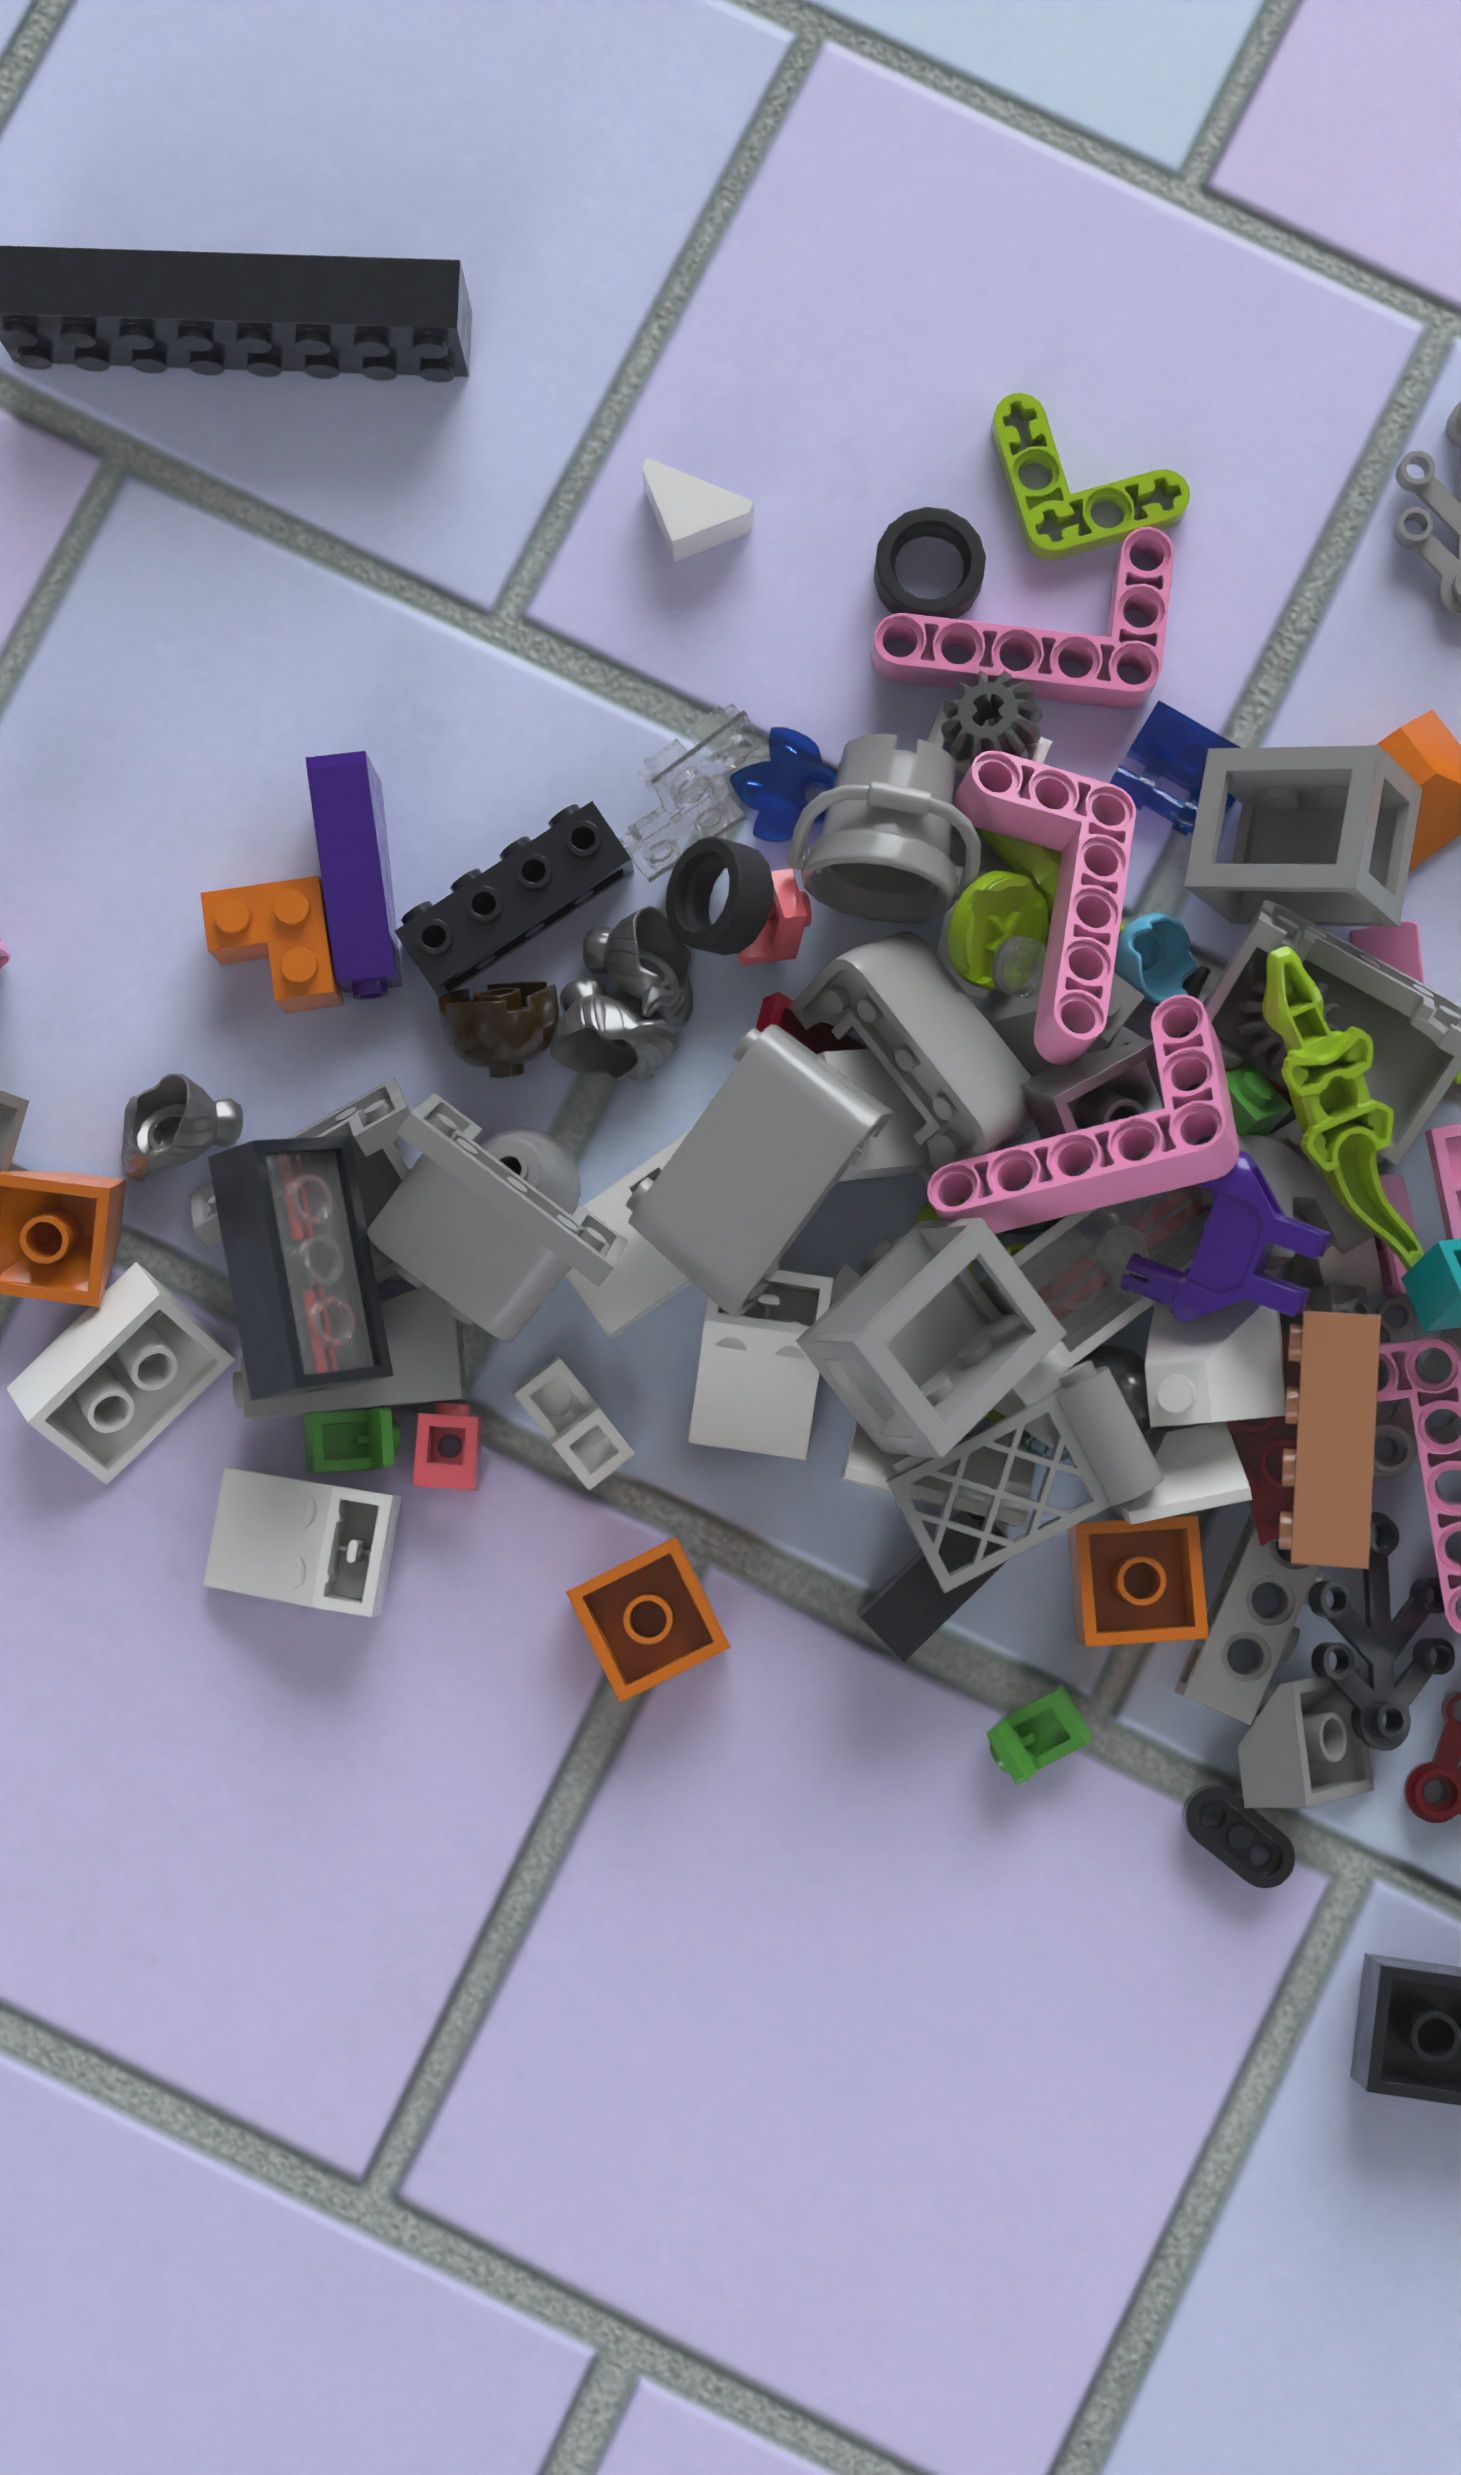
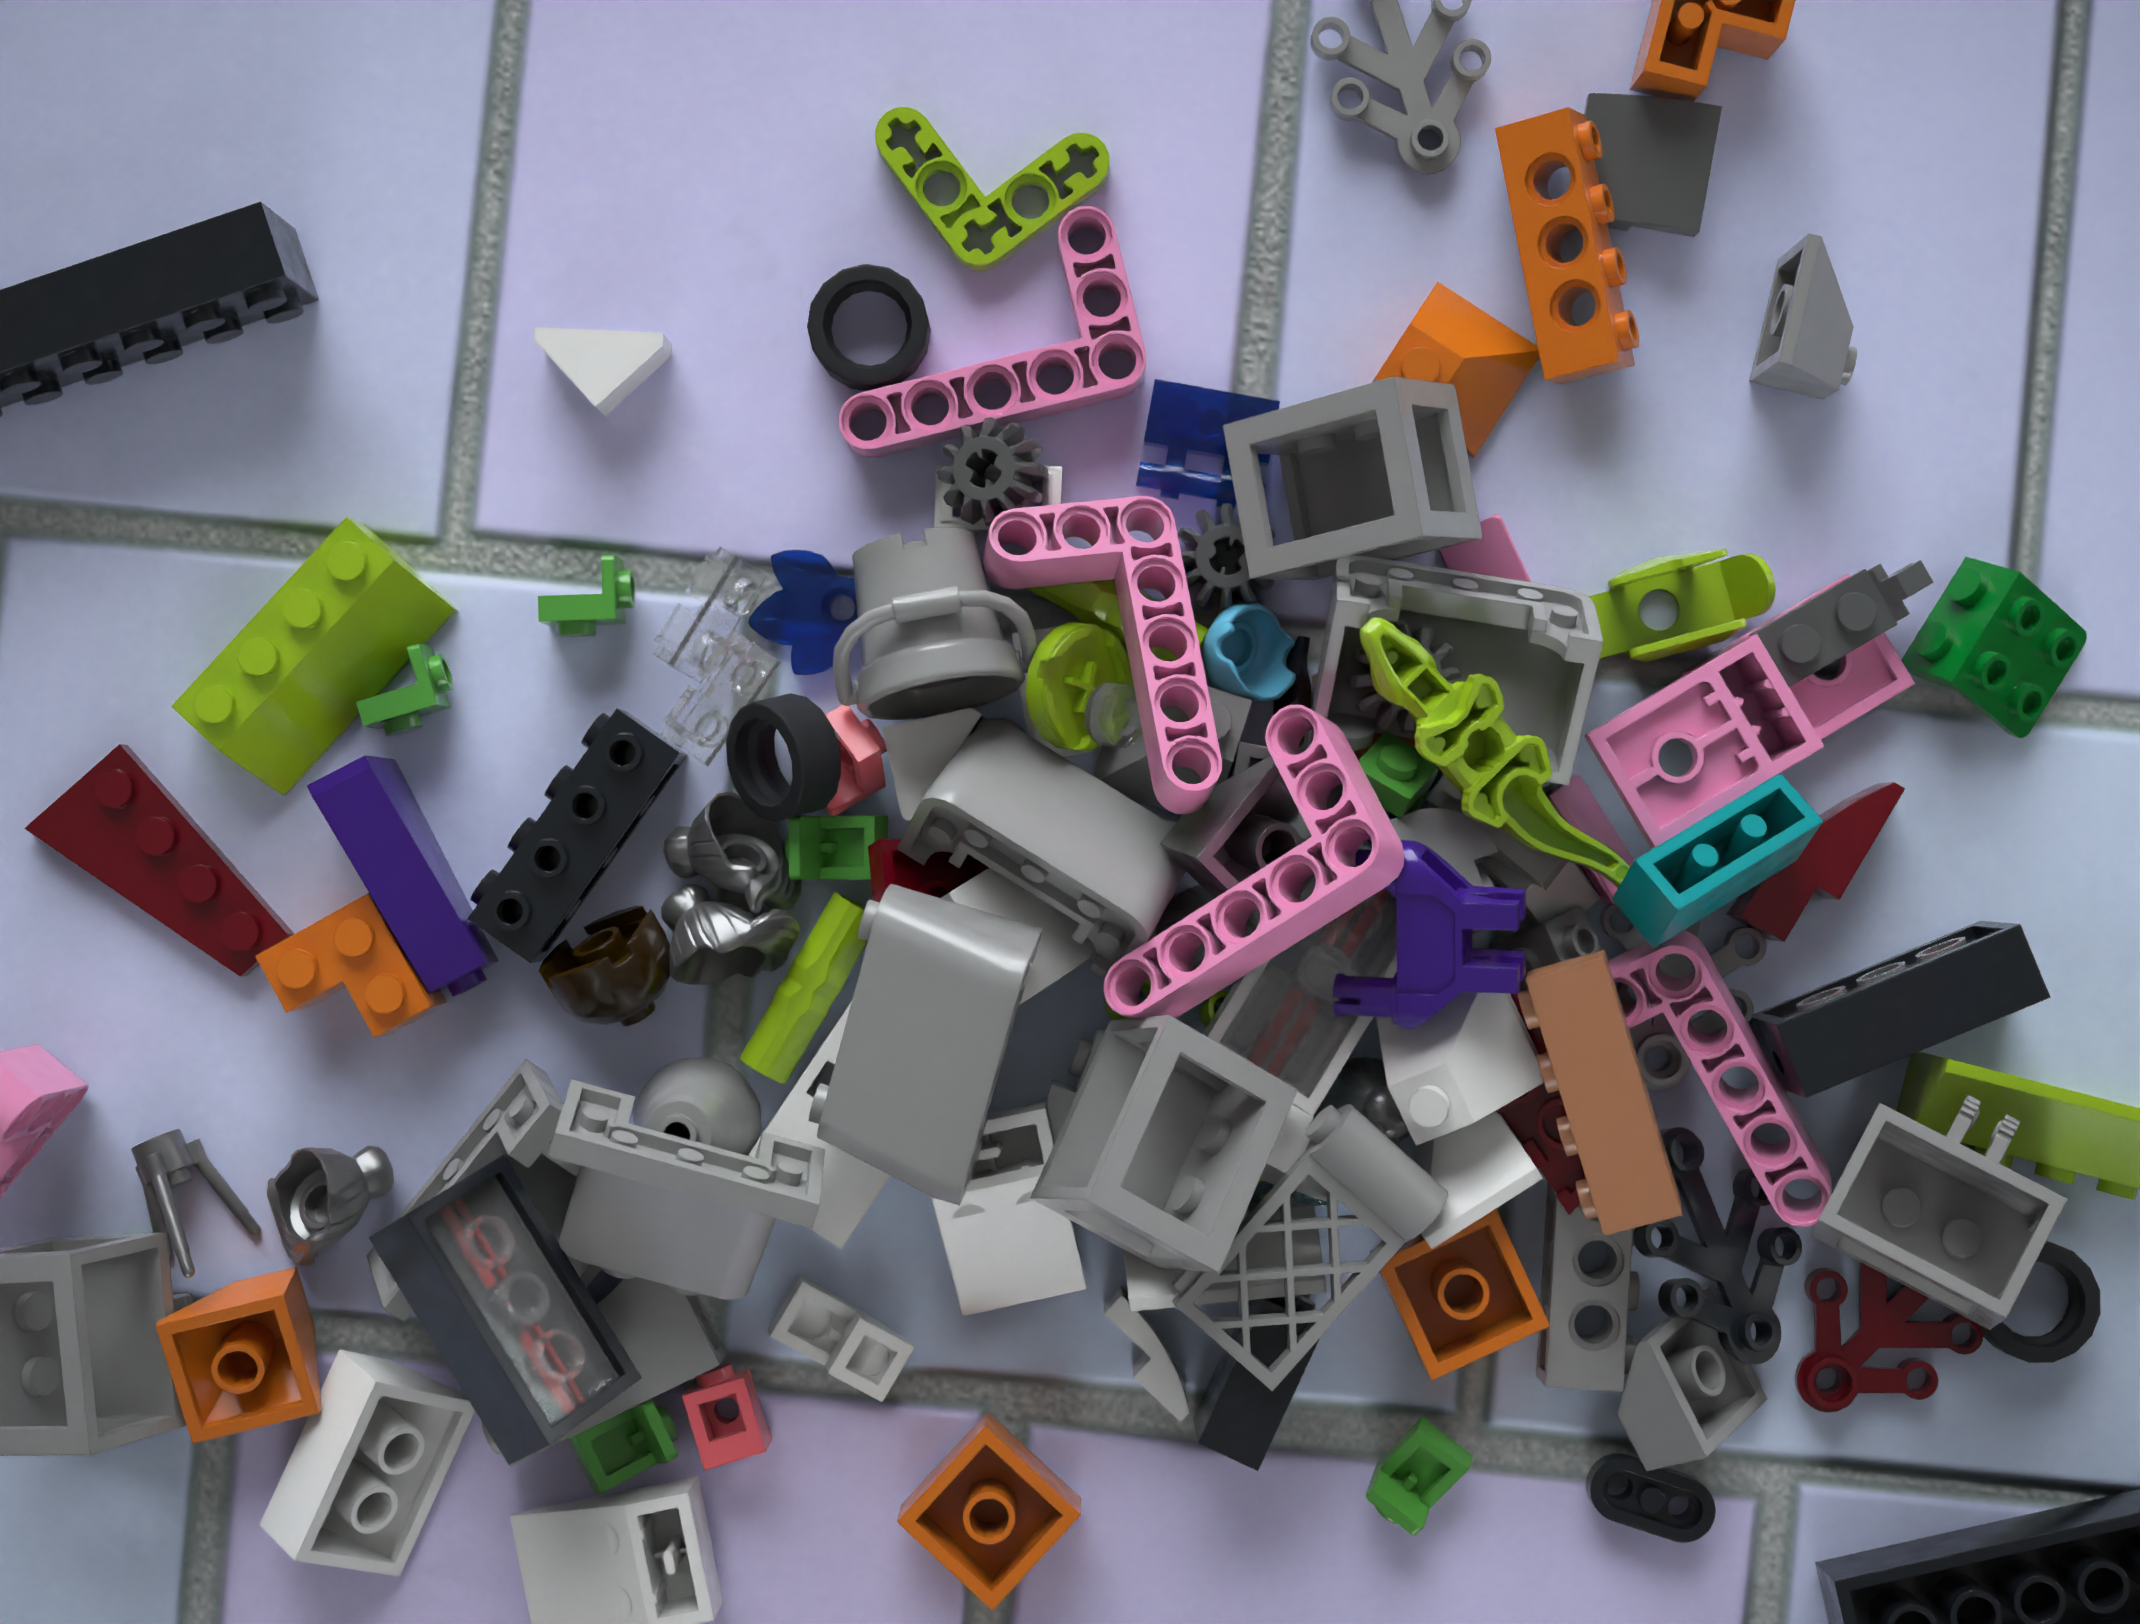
camera: 20 degrees left, 5 degrees up
(46, 1051) = (166, 1164): none -> flat silver plant
(144, 782) = (154, 854): none -> dark red wing
(350, 665) = (311, 654): none -> lime slope
(408, 736) = (402, 708): none -> bright green bracket
(593, 713) = (580, 613): none -> bright green bracket
(661, 1107) = (807, 991): none -> lime axle
(729, 991) = (832, 846): none -> bright green bracket
(843, 928) = (921, 751): none -> white slope
(843, 1552) = (1156, 1367): none -> white slope
(1147, 889) = (1205, 553): none -> dark grey gear

